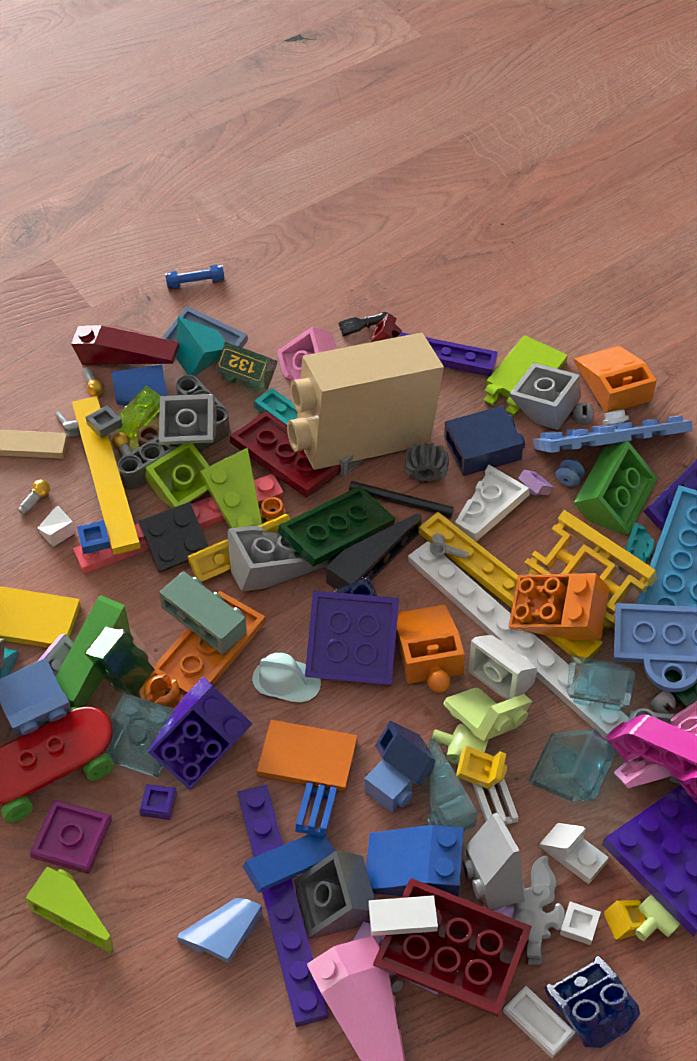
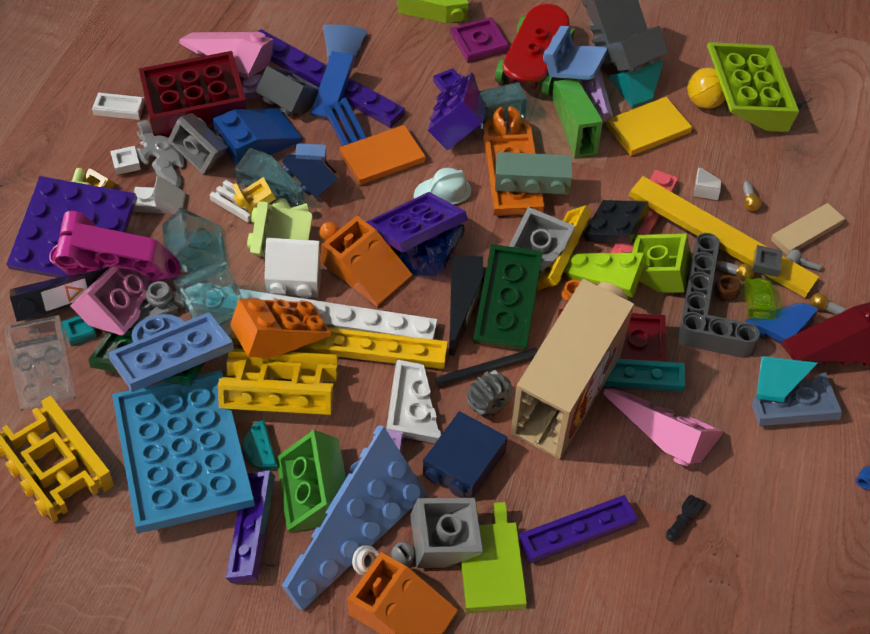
camera: 140 degrees right, 0 degrees up
(93, 537) = (666, 176): blue plate -> none
(120, 660) = (549, 109): clear green brick -> none
(187, 419) = (694, 275): light grey slope -> none
(247, 366) = (725, 386): clear green brick -> none
(386, 329) = (656, 514): dark red tile -> none
(402, 915) = (231, 74): white tile -> none
(440, 547) = (415, 326): light grey hand -> none
(595, 1003) = (91, 123): clear blue slope -> none

